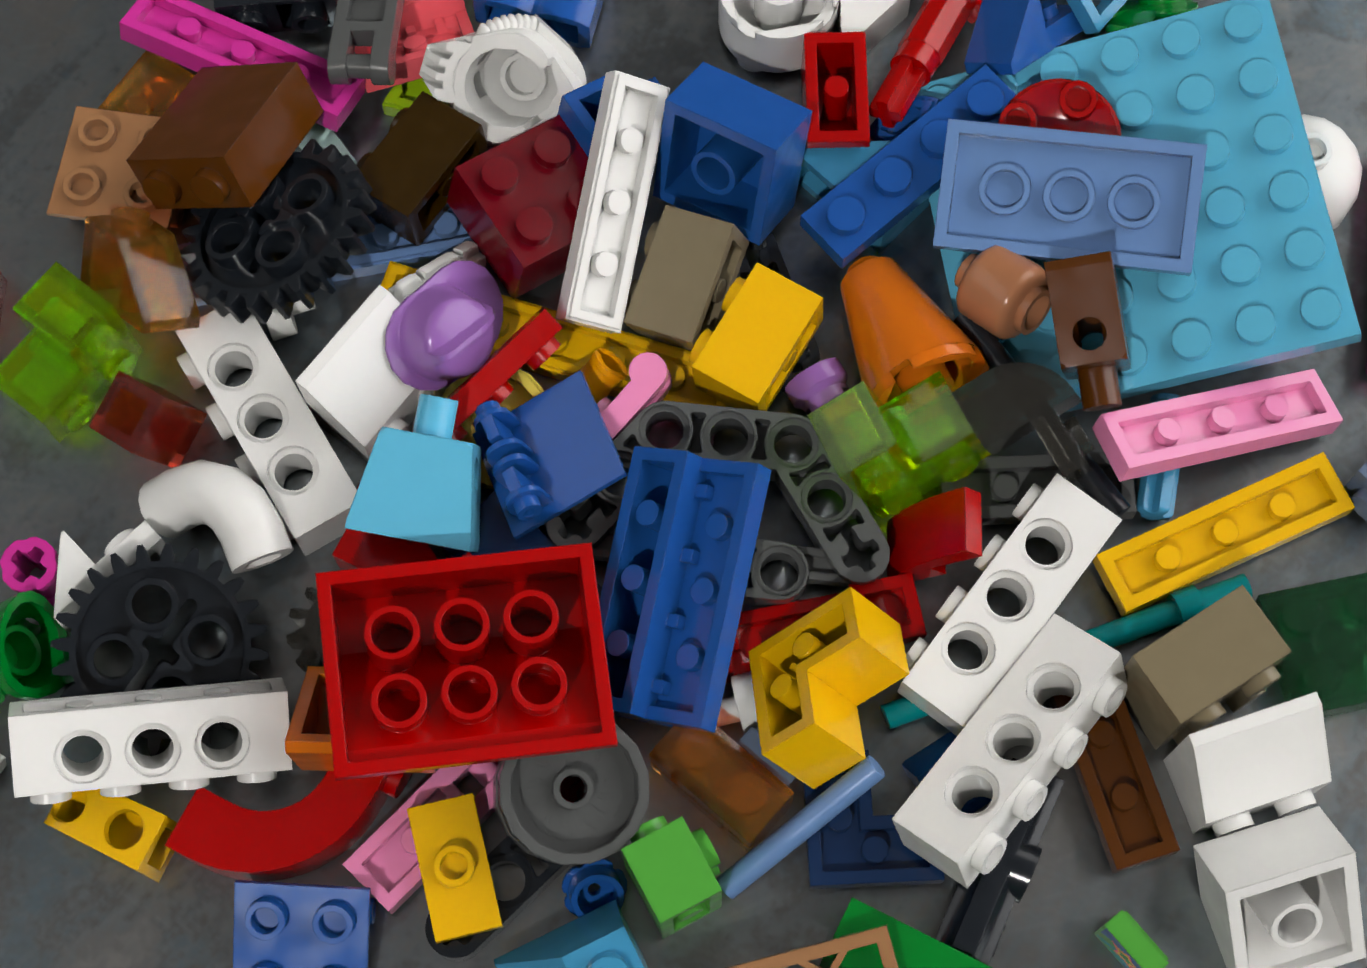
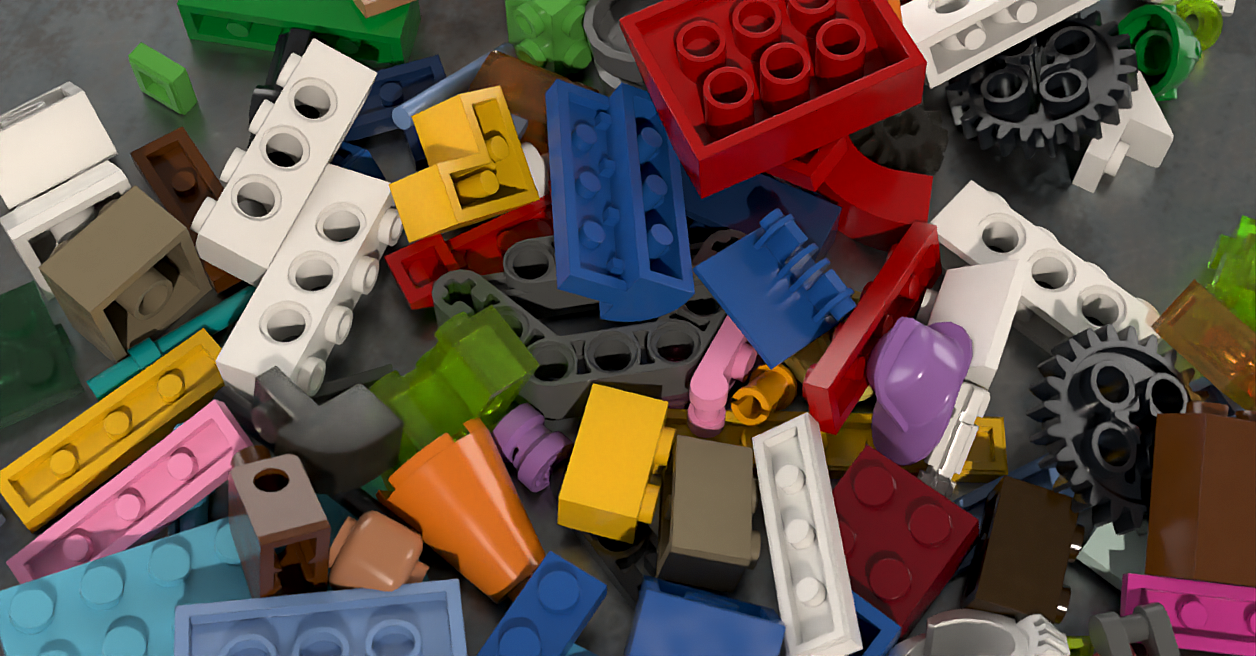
camera: 160 degrees right, 10 degrees down
(22, 558) = (1191, 115): dark pink bush -> none
(147, 420) = (1153, 249): clear red brick -> none
(225, 502) = (1046, 189): white cylinder -> none
(422, 482) = (873, 217): medium azure torso -> none
(935, 534) = (389, 322): red slope -> none

